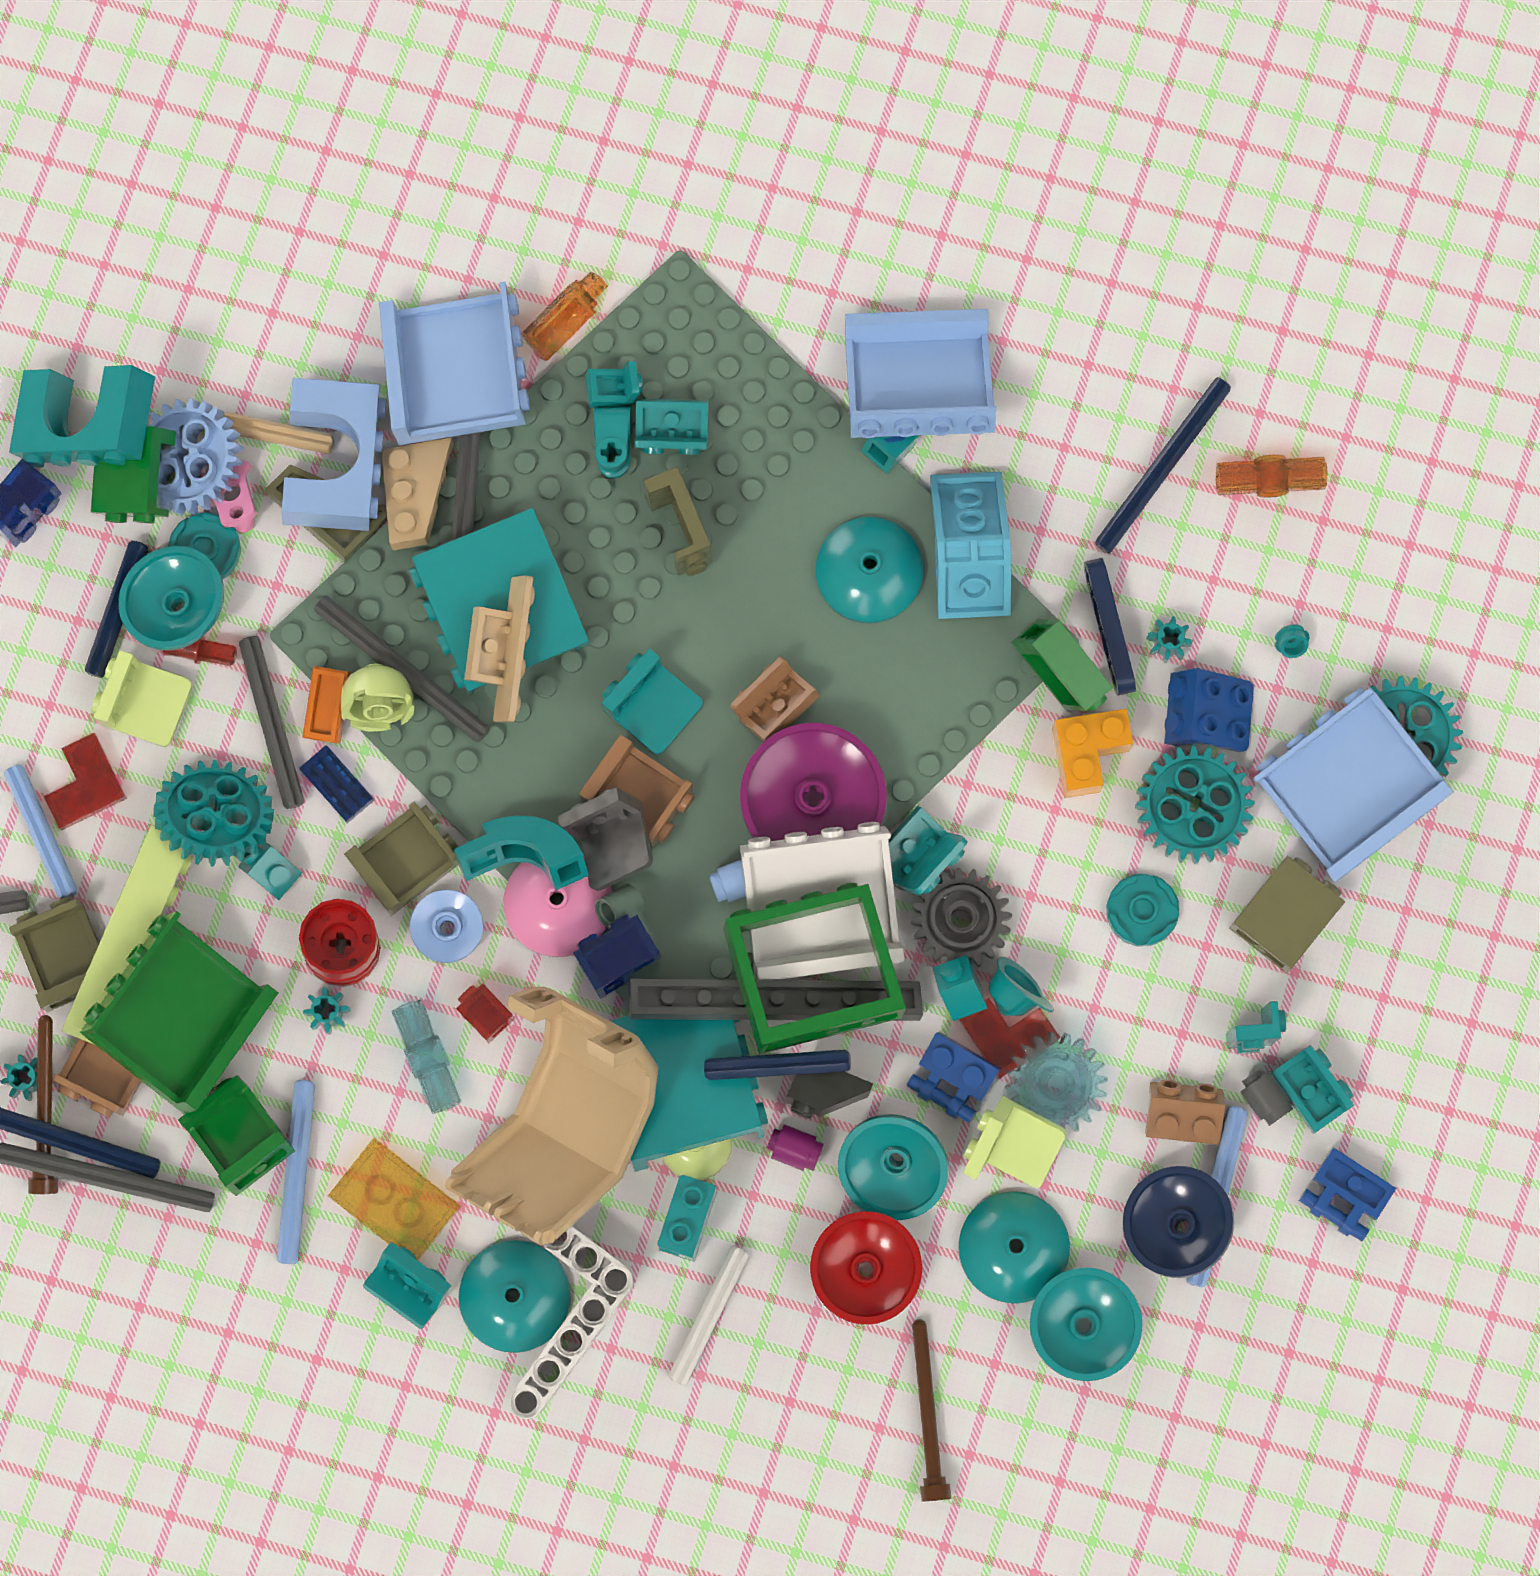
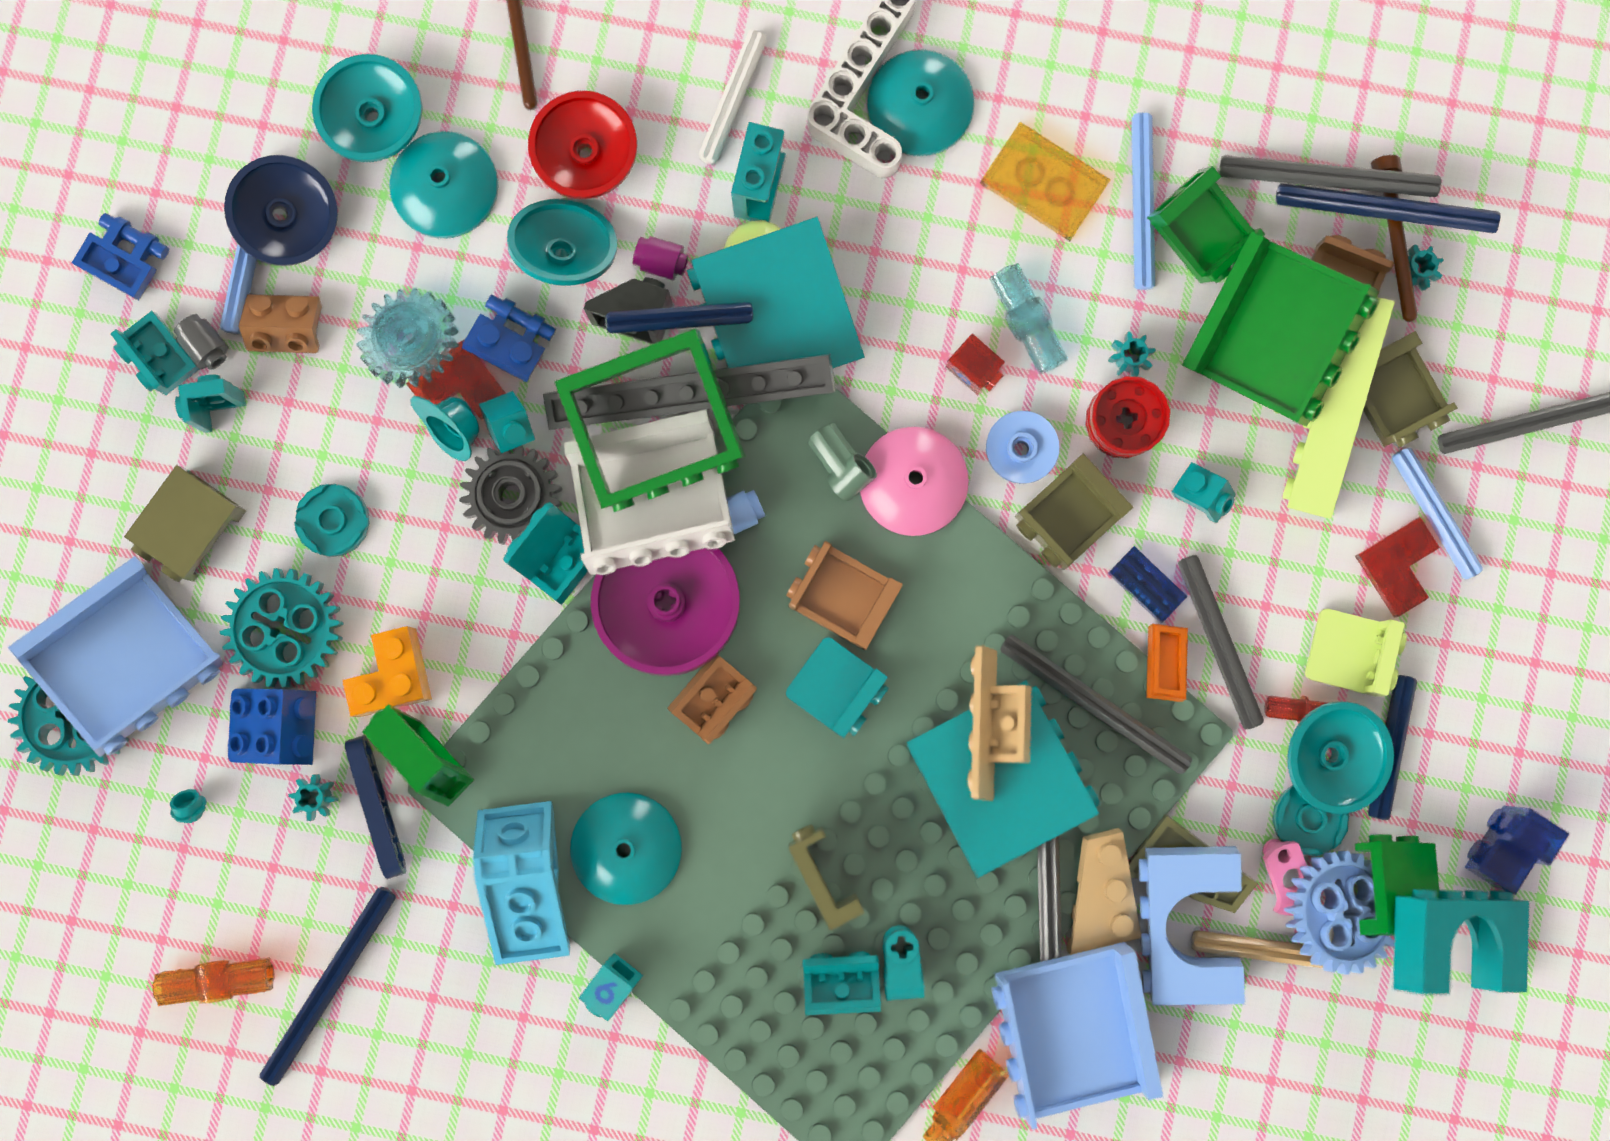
camera: 175 degrees right, 5 degrees up
(213, 813) = (1258, 509): teal gear -> none
(376, 698) = (1119, 669): yellowish green cylinder -> none
(407, 1285) = (1024, 96): teal bracket -> none
(526, 841) = (952, 535): teal arch -> none
(570, 1125) = (887, 237): tan windscreen -> none
(611, 836) = (865, 542): flat silver bracket -> none
(613, 386) = (906, 1022): teal bracket -> none
(616, 954) = (851, 420): clear blue brick -> none
(919, 373) = (585, 1061): light blue panel -> none
(1015, 1143) = (444, 276): yellowish green bracket -> none

